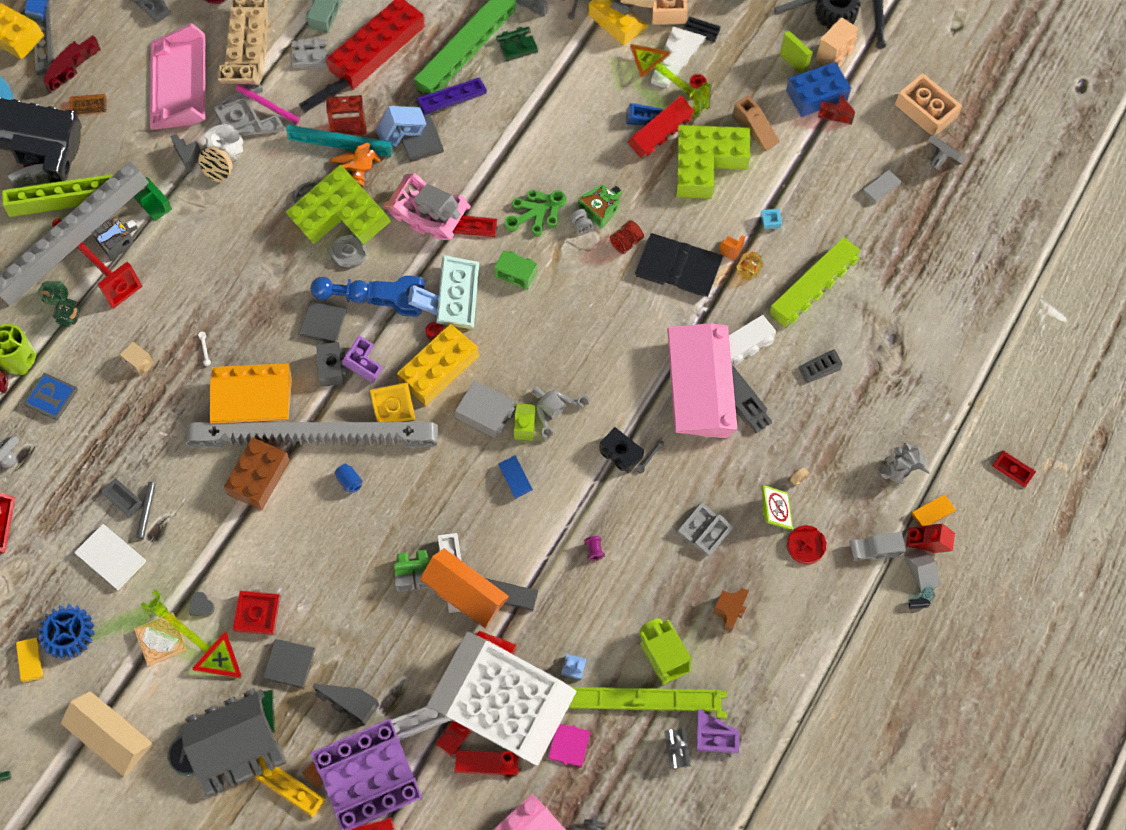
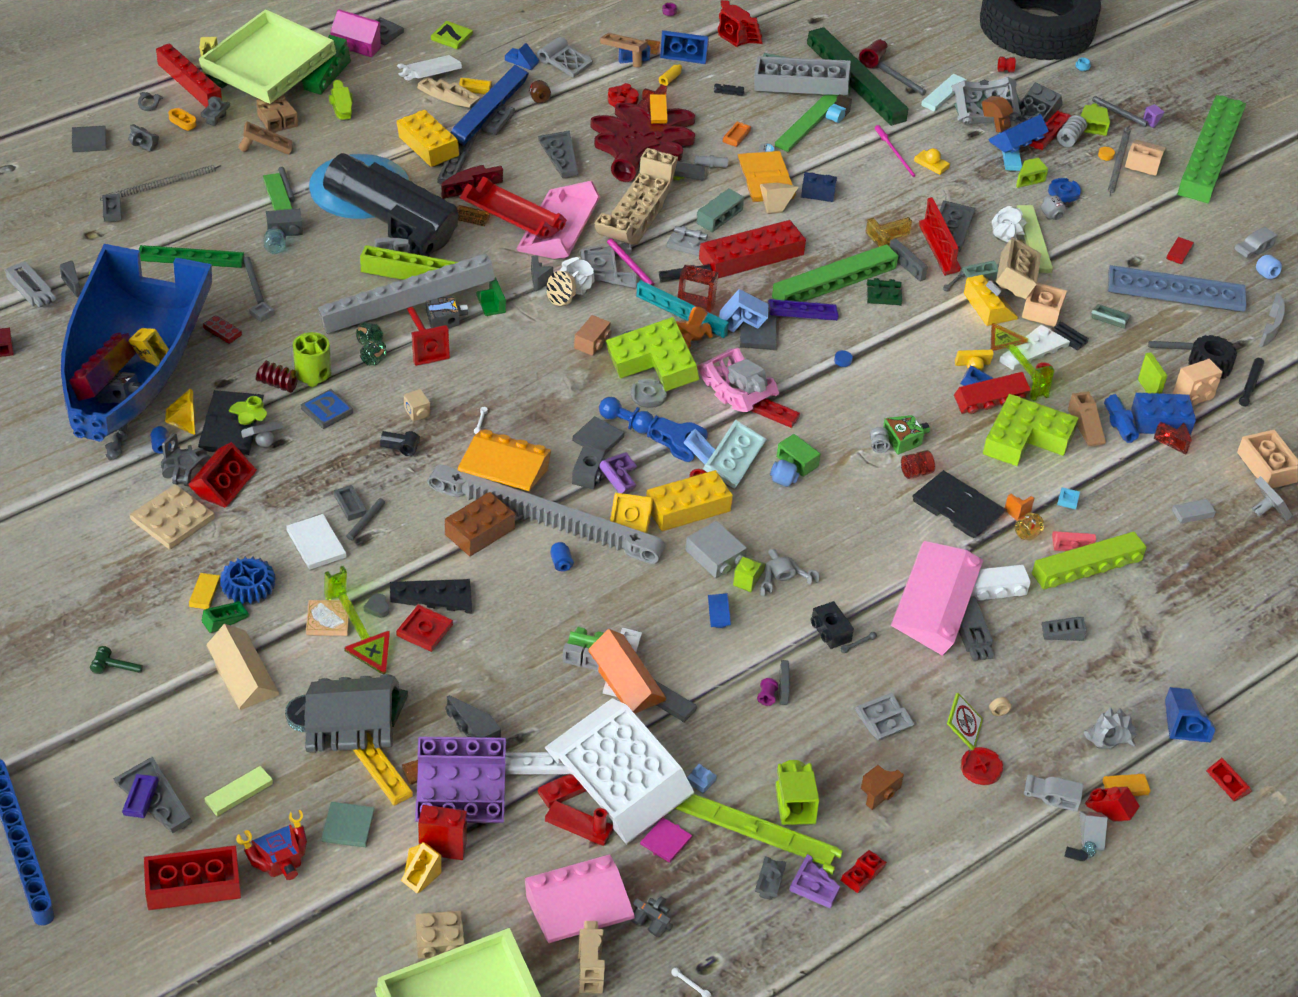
camera: 20 degrees right, 20 degrees down
(56, 676) = (217, 616): none -> green slope
(127, 84) = (513, 209): none -> red cylinder
(145, 407) = (404, 443): none -> black piece
(254, 566) = (442, 593): none -> black wing
(268, 206) = (592, 335): none -> nougat brick
(289, 663) = (434, 678): dark grey tile -> none
(510, 138) = (843, 358): none -> blue tile
(511, 296) = (784, 473): none -> medium blue head
(536, 210) = (861, 417): bright green plant -> none
(605, 532) = (784, 682): none -> dark grey tile
(630, 92) = (975, 358): none -> yellow tile
(750, 702) = (863, 871): none -> red slope
(783, 108) = (1121, 418): none -> blue piece
(792, 264) = (1068, 540): none -> coral panel
(957, 417) = (1187, 717): none -> blue slope

